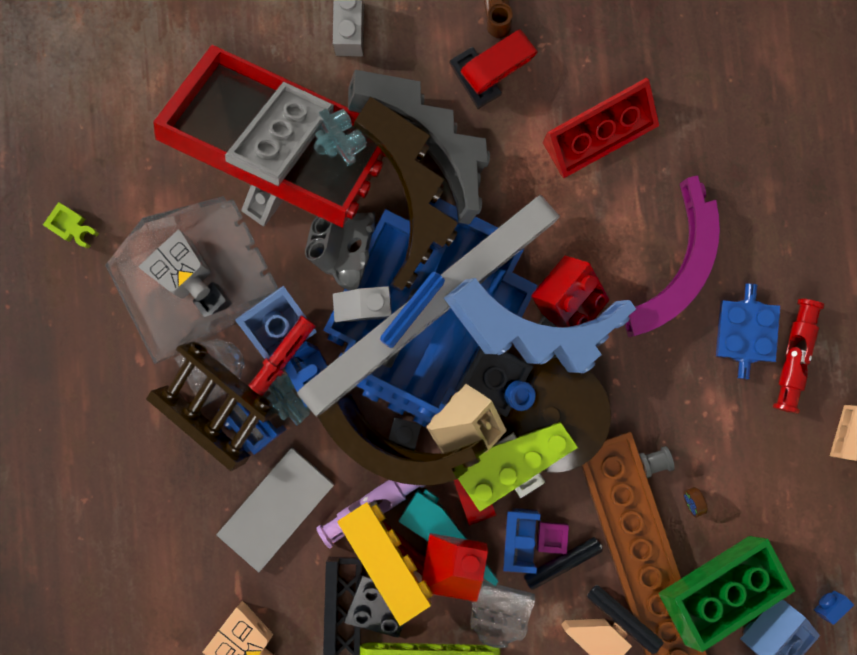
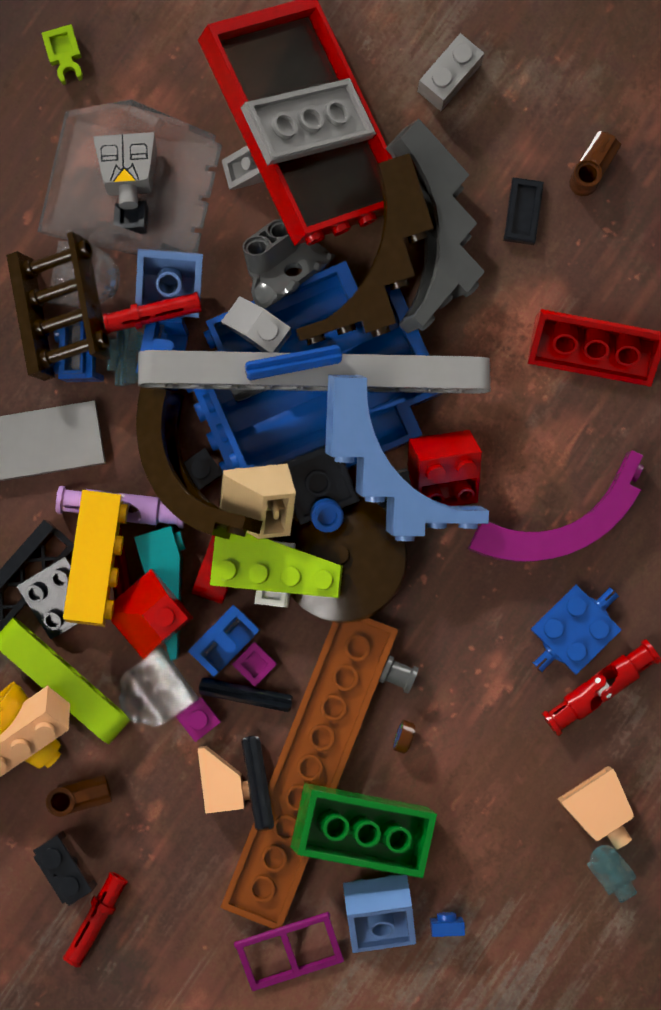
camera: 40 degrees right, 0 degrees up
(346, 145) = (355, 178): clear light blue hips -> none
(499, 61) = (553, 214): red beam -> none
(546, 607) = (198, 719): none -> magenta plate

